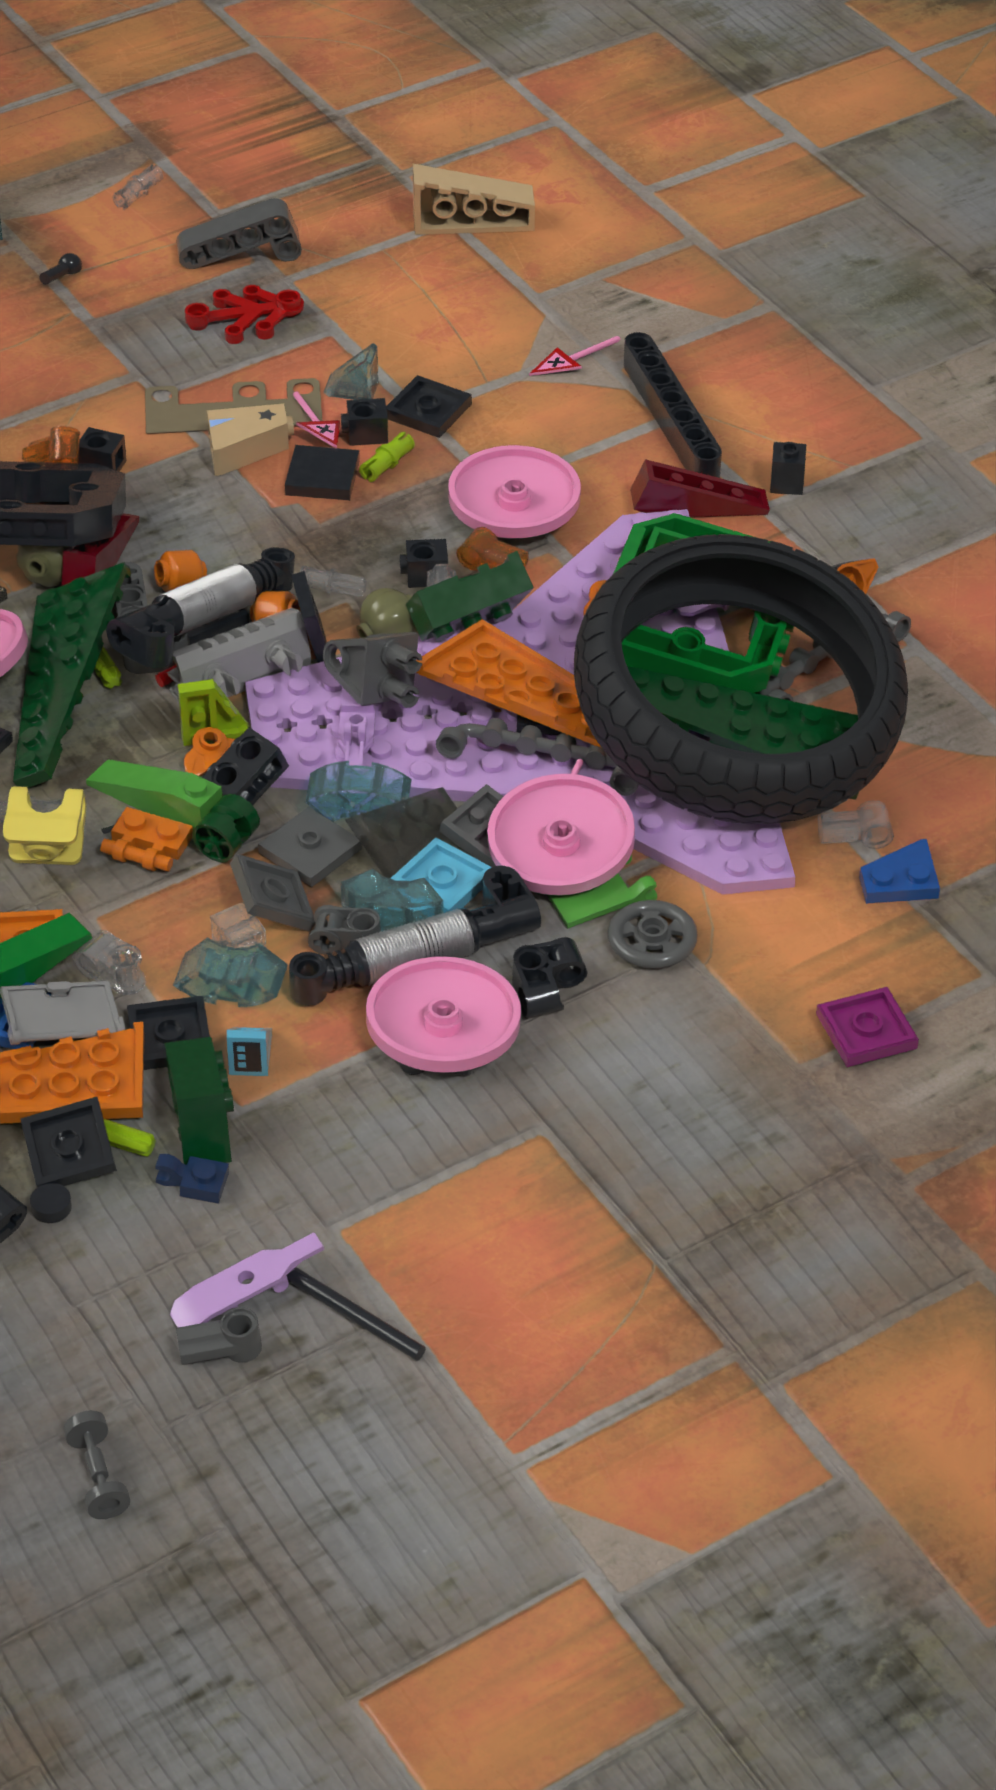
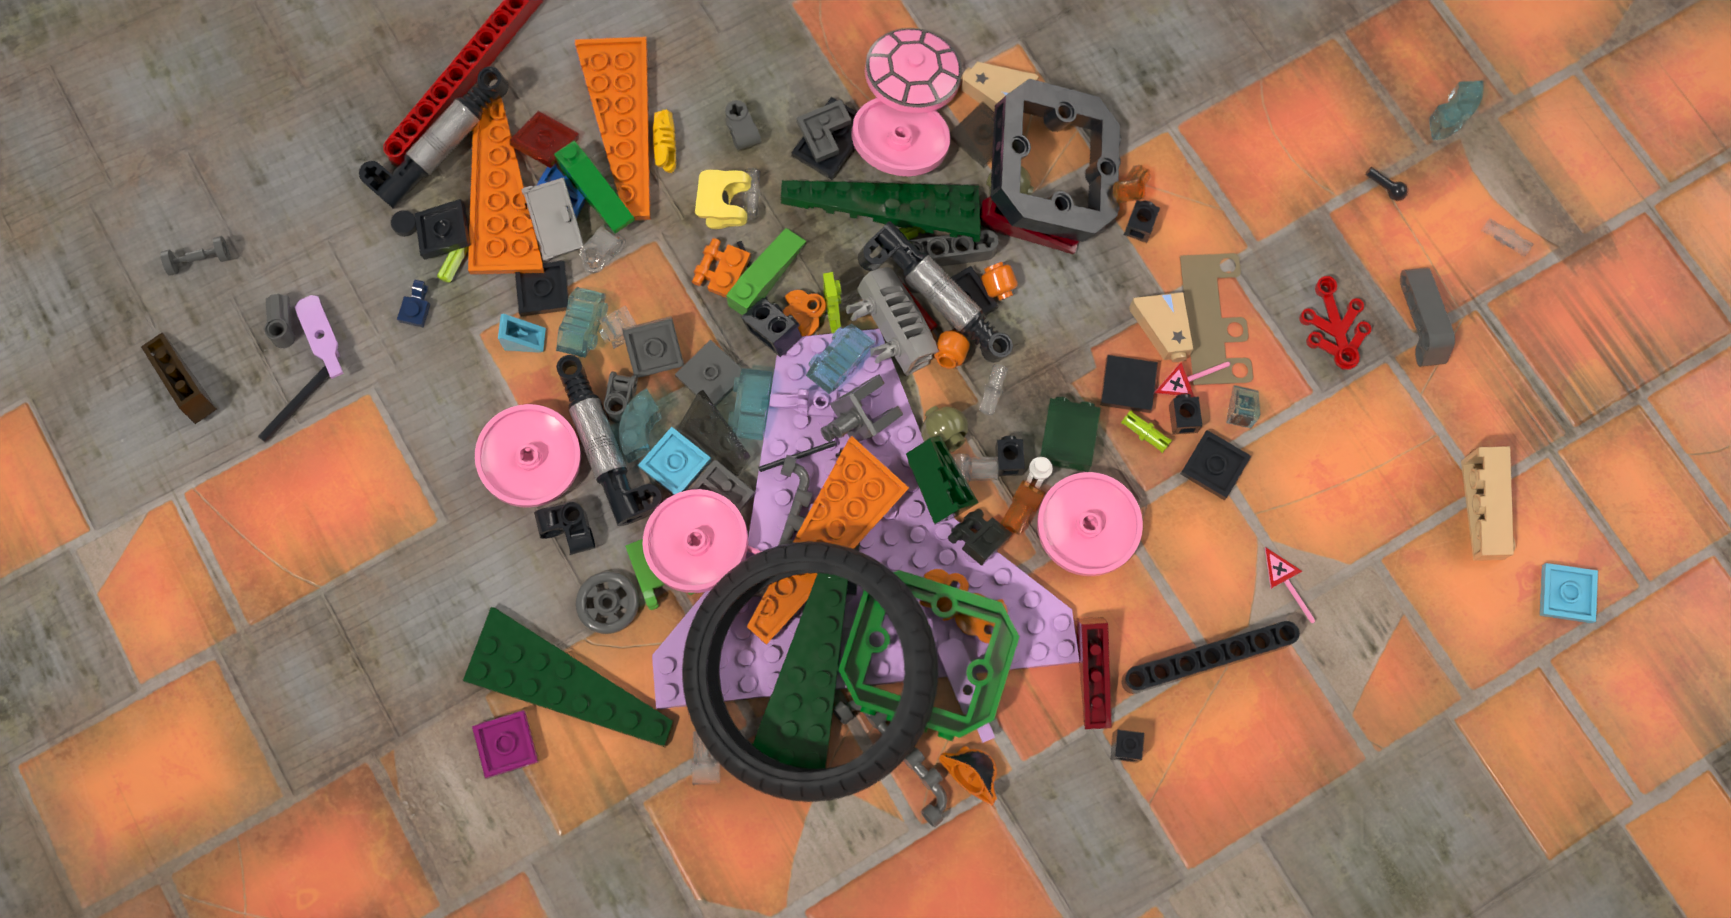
camera: 90 degrees right, 30 degrees up
(200, 1098) = (471, 302): dark green wedge -> none
(226, 828) = (717, 315): dark green wheel -> none
(296, 695) = (836, 361): none -> clear light blue brick
(310, 614) = (930, 370): black tile -> none
(320, 1462) = (178, 379): none -> dark brown slope
(395, 506) = (1070, 434): none -> clear green panel
(432, 746) = (799, 455): none -> black piece
(447, 526) = (1040, 469): none -> white arm
(547, 575) = (985, 541): none -> pearl dark grey plate
(568, 167) = (1568, 593): none -> medium azure tile
(760, 1003) = (537, 672): none -> dark green wing
(901, 876) = (658, 788): blue wing -> none

